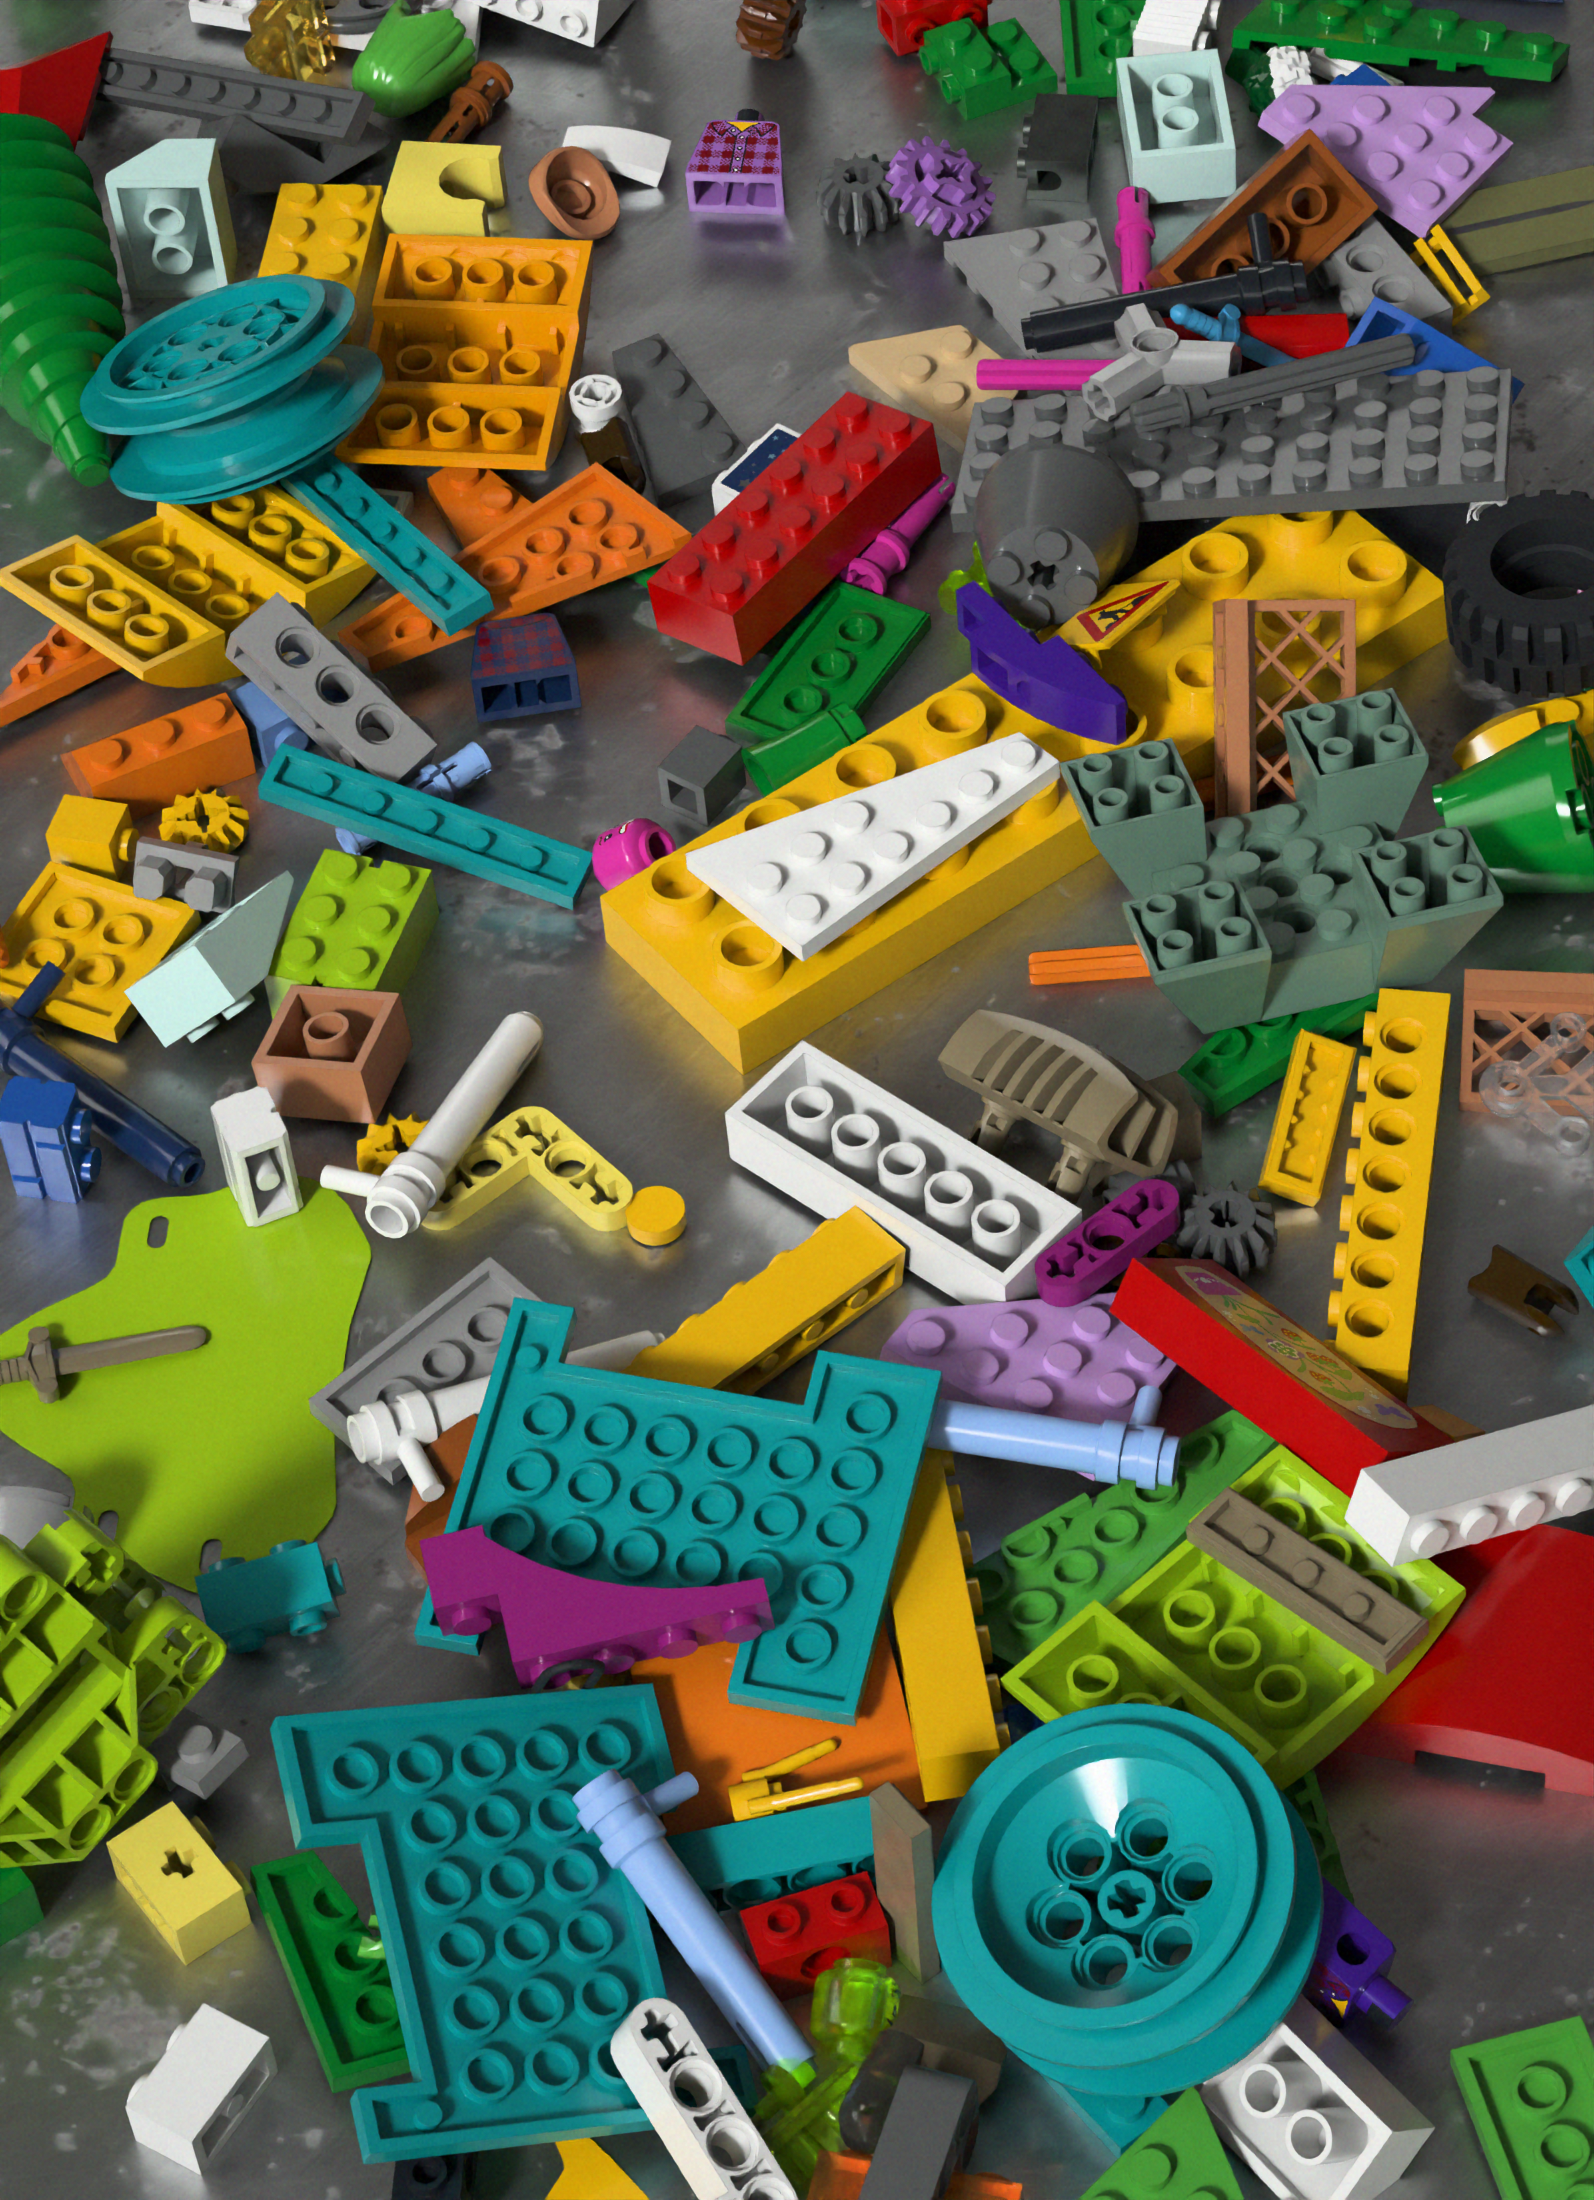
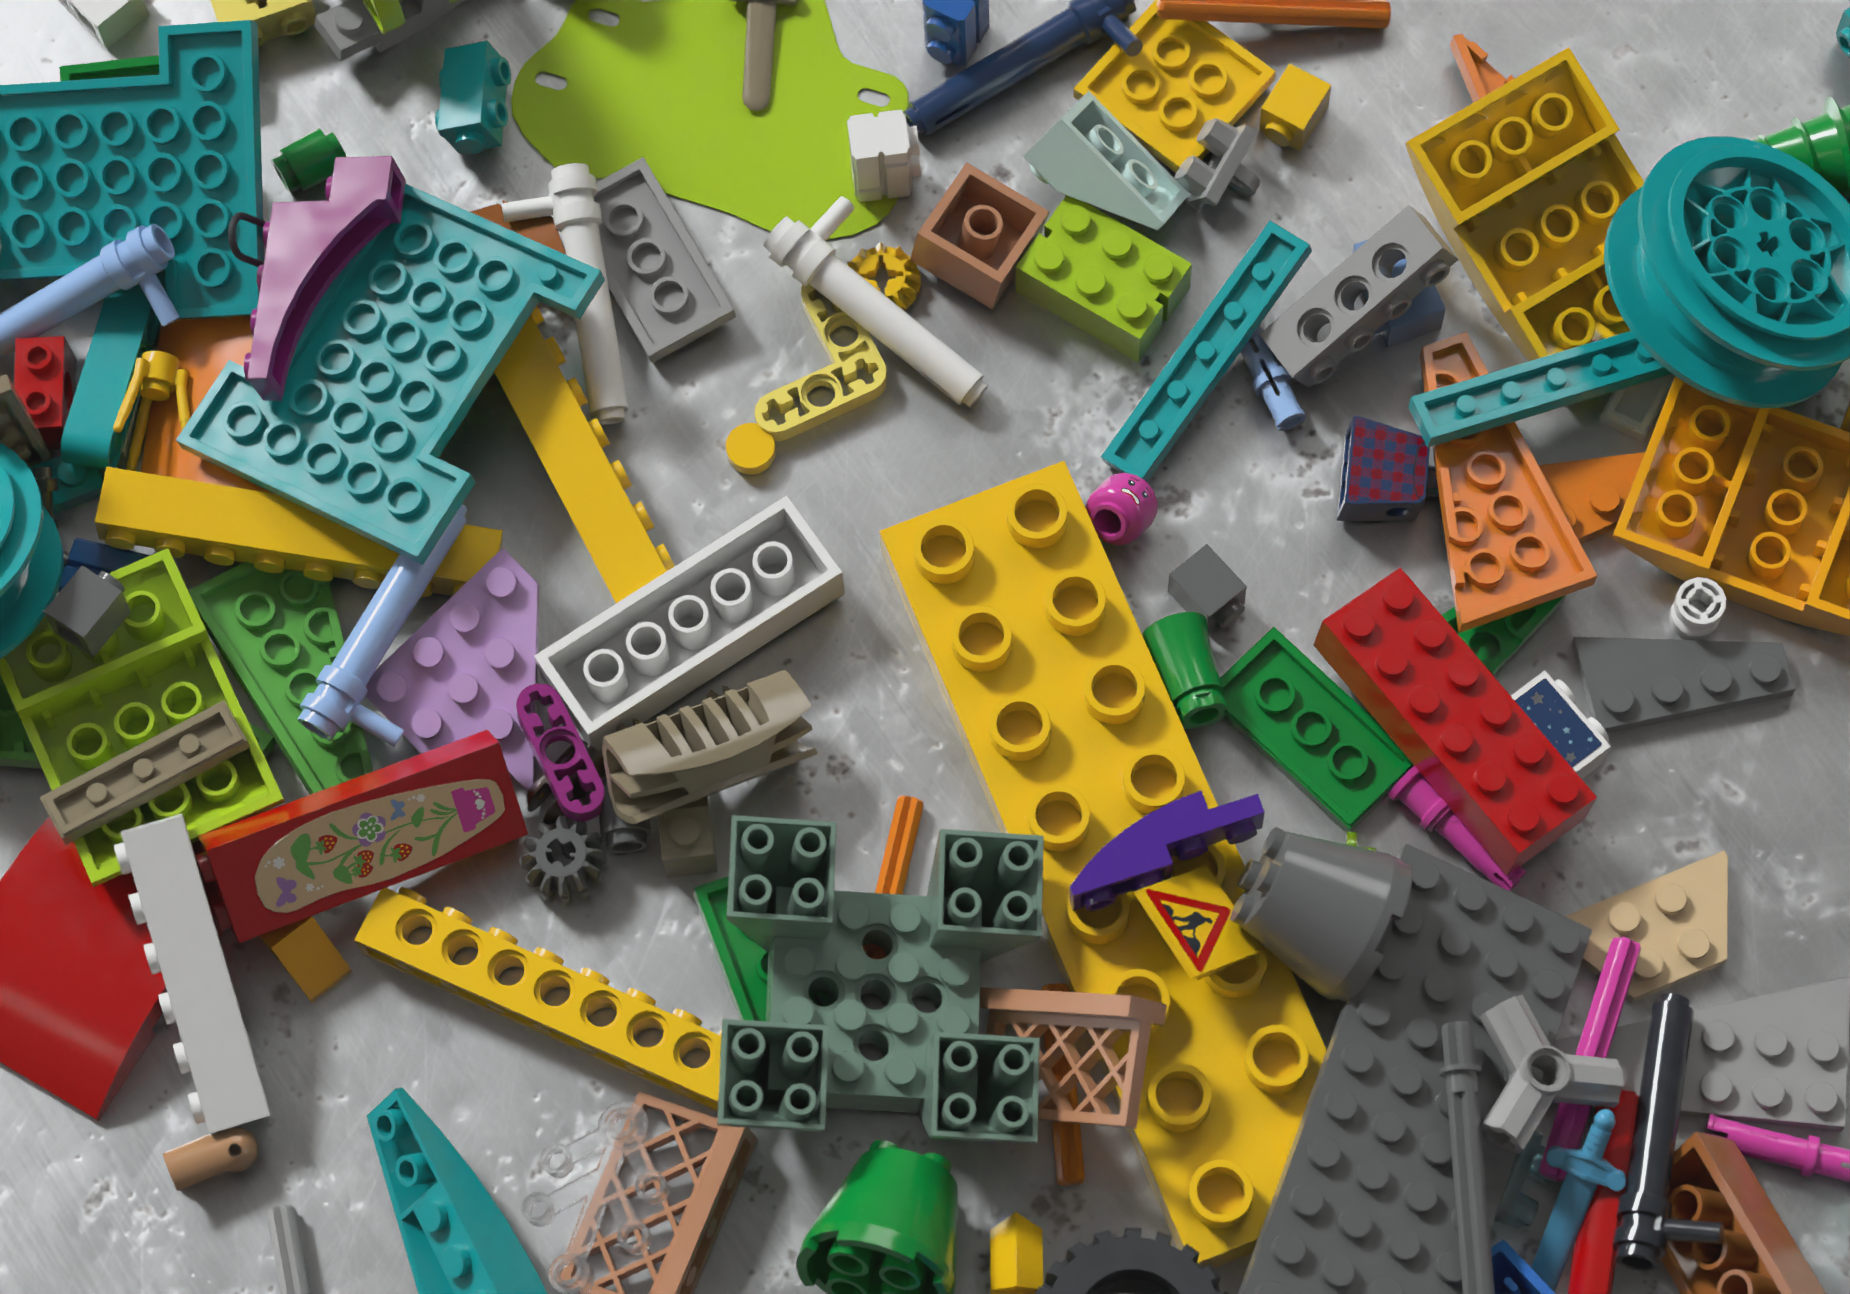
camera: 105 degrees right, 20 degrees up
(165, 757) = (1371, 163): orange slope -> none
(226, 825) = (1309, 214): yellow gear -> none
(615, 452) = (1624, 609): dark brown piece -> none
(847, 857) = (1009, 646): white wing -> none
(1122, 1678) = (88, 610): none -> dark grey brick
(1307, 1118) = (656, 959): yellow plate -> none
(1523, 1292) = (419, 1067): dark brown piece -> none

